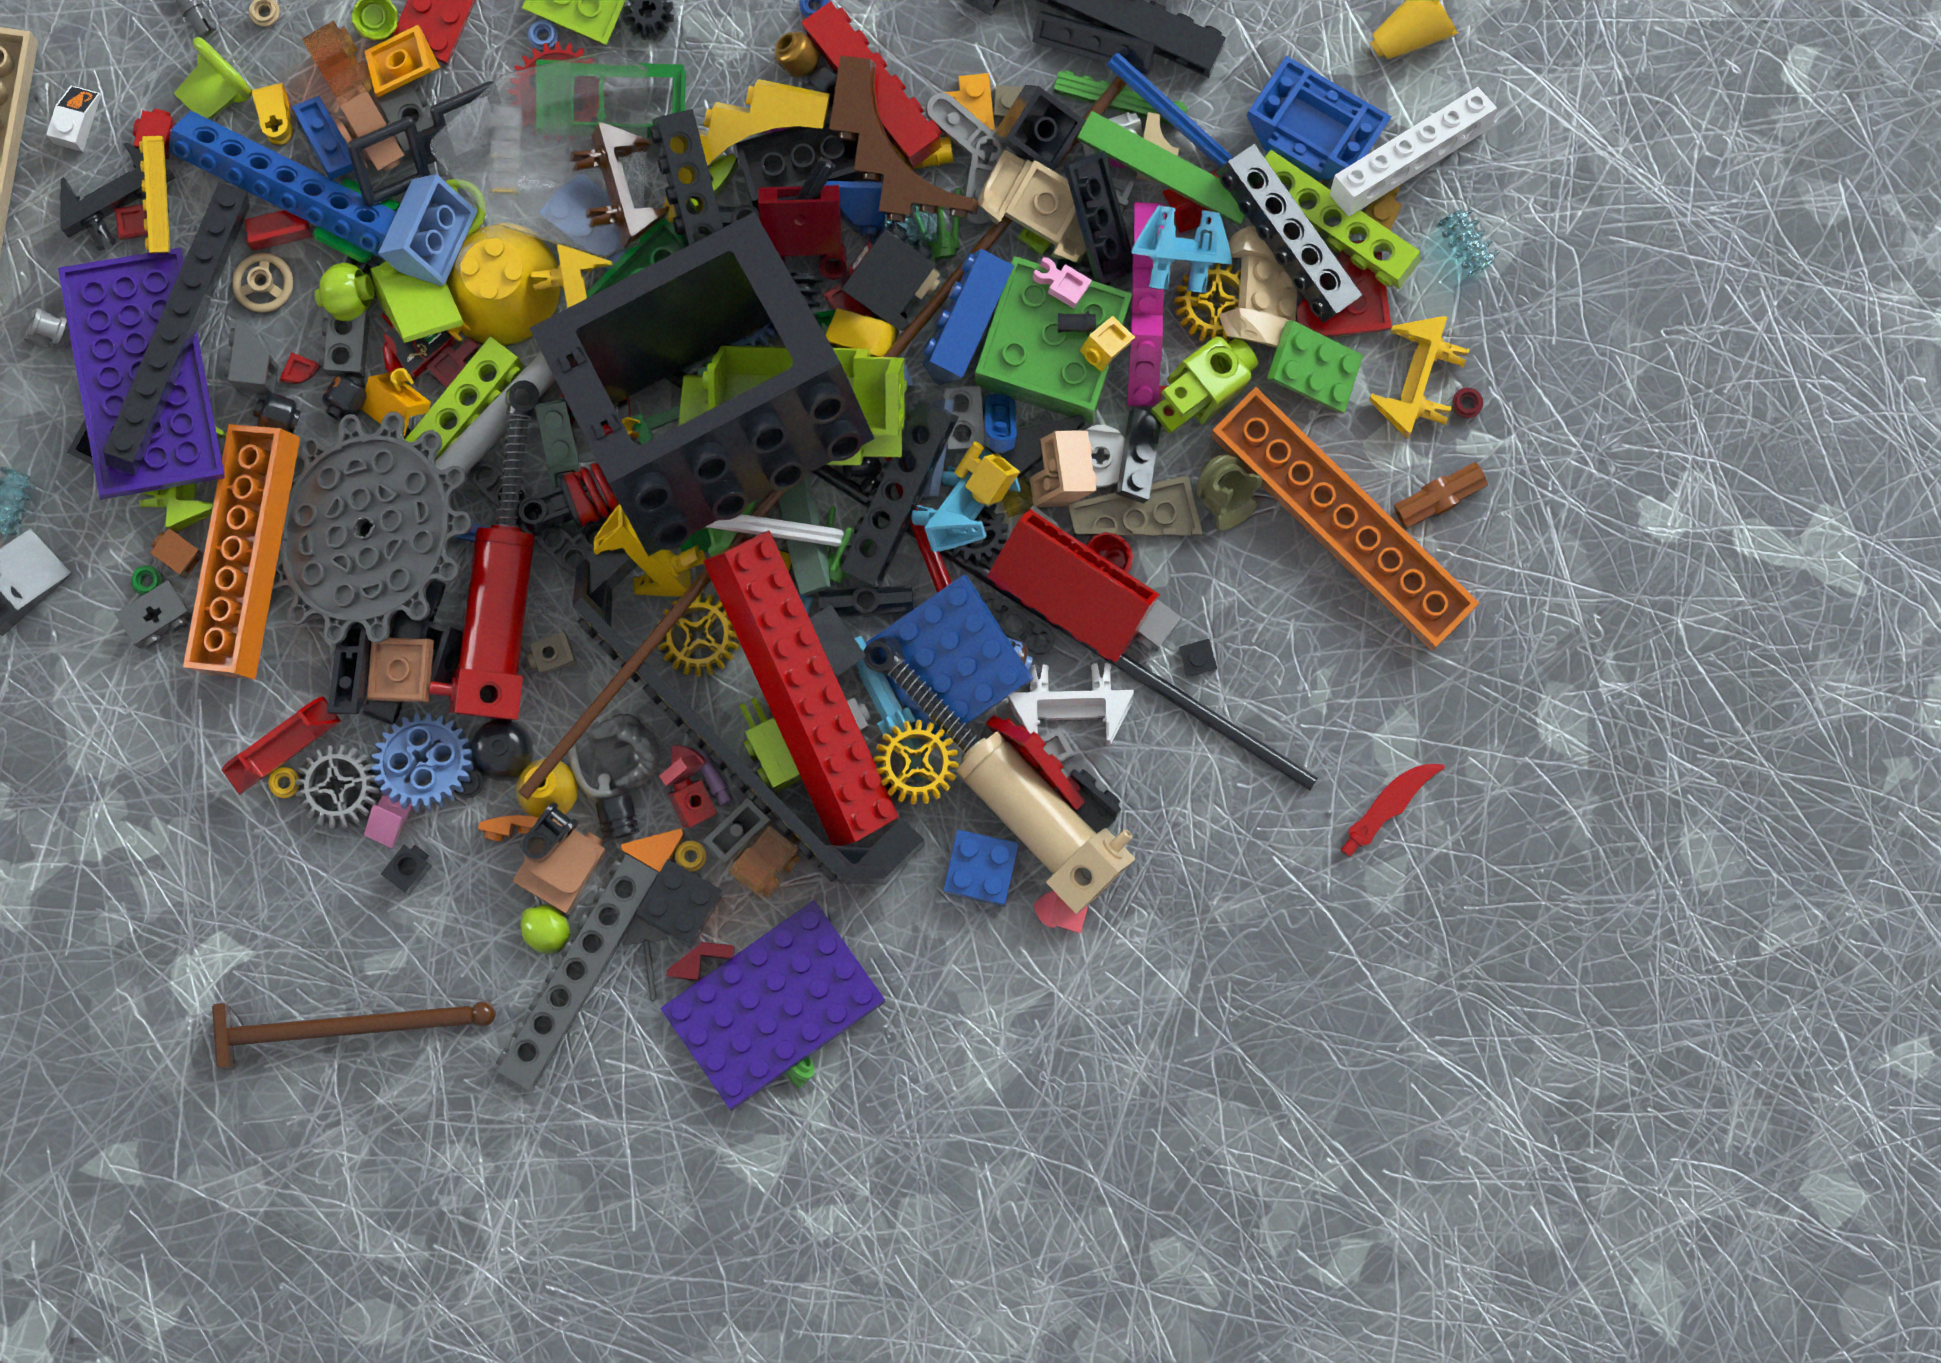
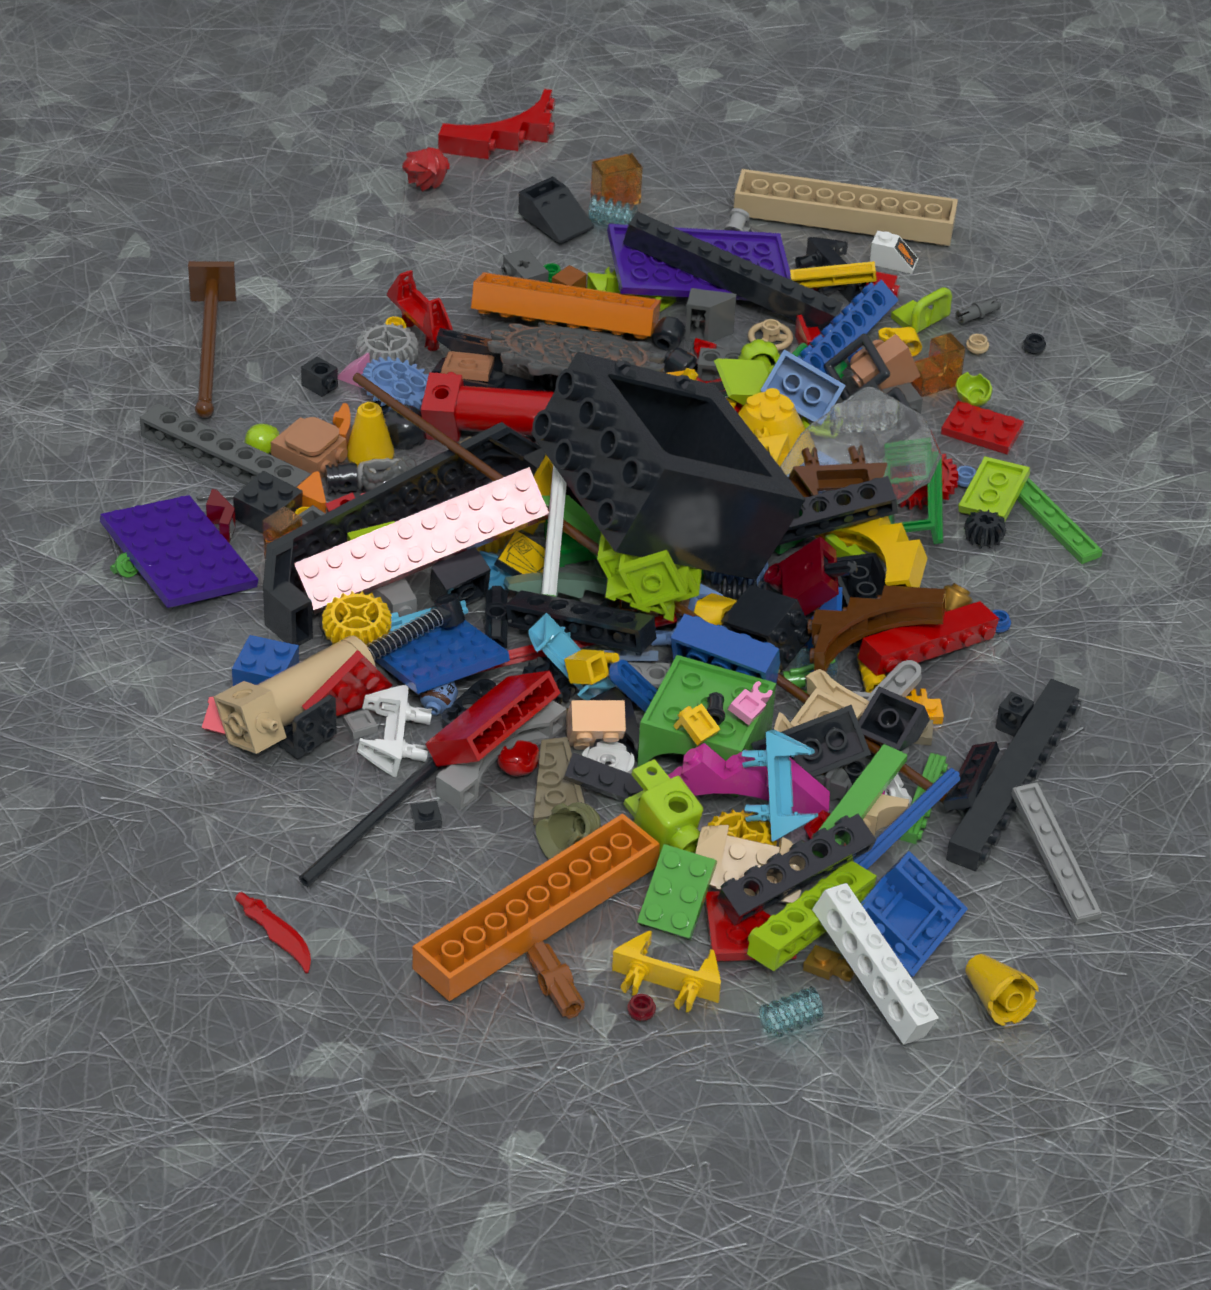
camera: 90 degrees right, 40 degrees down
(400, 60) = (938, 398): light orange slope -> none
(549, 832) = (330, 419): black piece -> none

